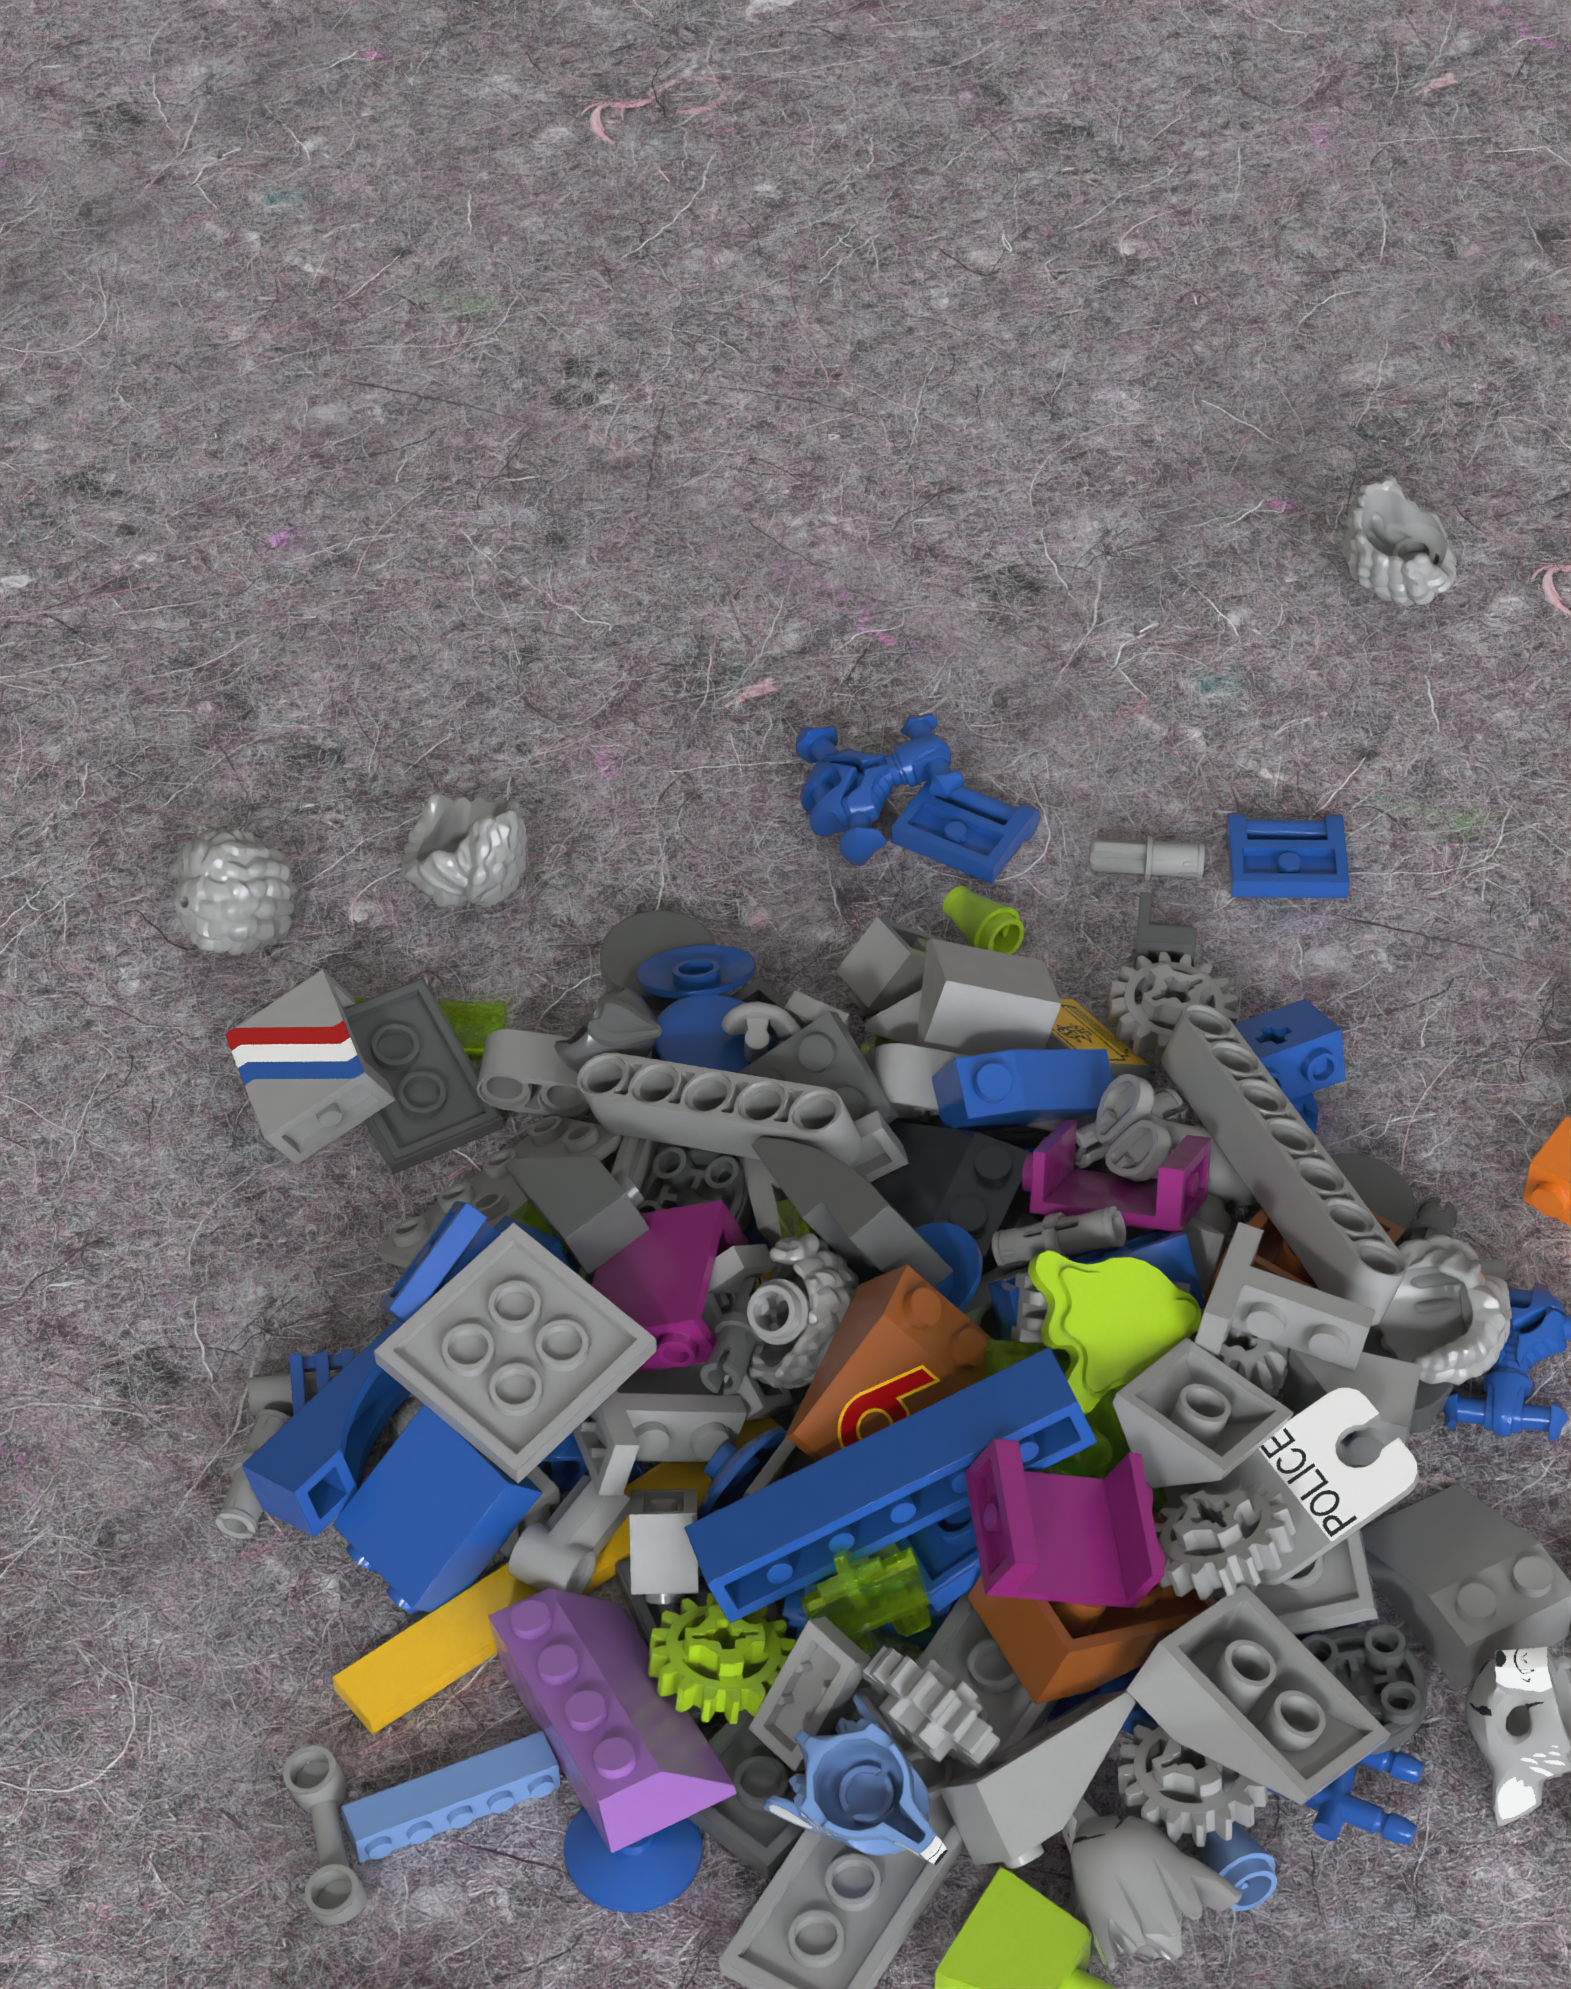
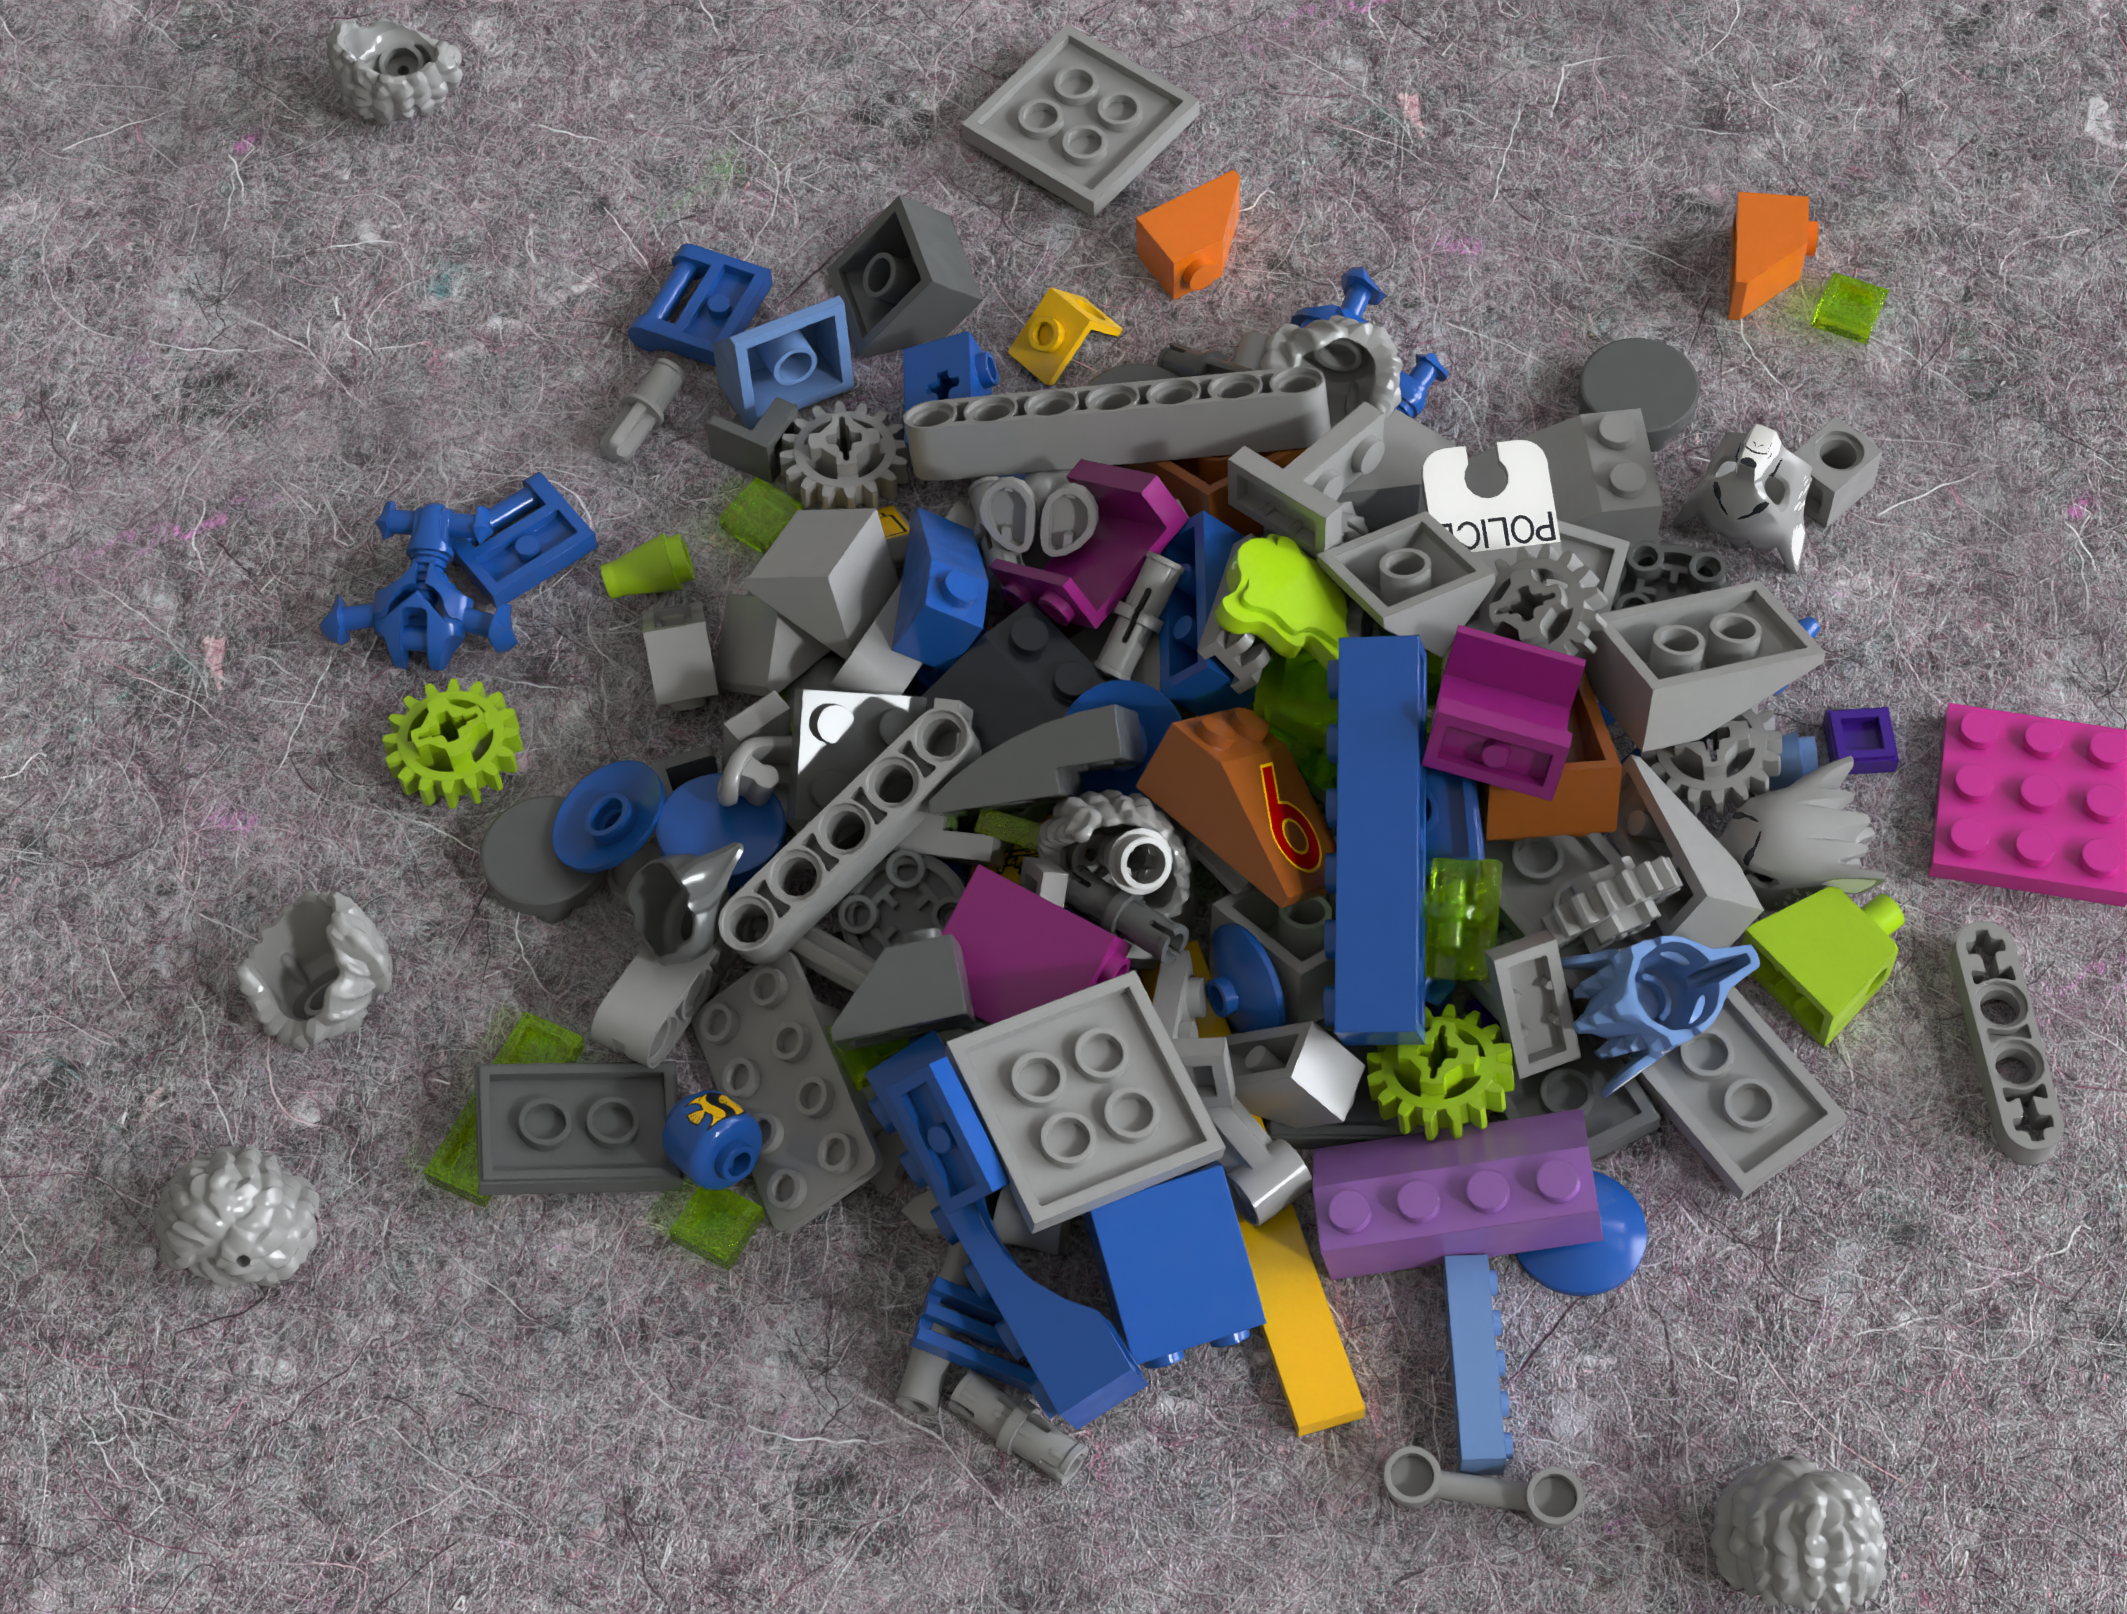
camera: 65 degrees left, 10 degrees up
(306, 1068) = (532, 1210): light grey panel -> none
(366, 1204) = (717, 1225): none -> clear neon green tile
(424, 1157) = (712, 1139): none -> blue head
(735, 859) = (453, 743): none -> lime gear
(1087, 978) = (759, 515): none -> clear neon green tile
(1245, 925) = (790, 358): none -> medium blue slope
(1311, 1935) = (1863, 735): none -> dark purple tile
(1403, 984) = (904, 280): none -> dark grey slope
(1421, 1110) = (1057, 332): none -> yellow bracket

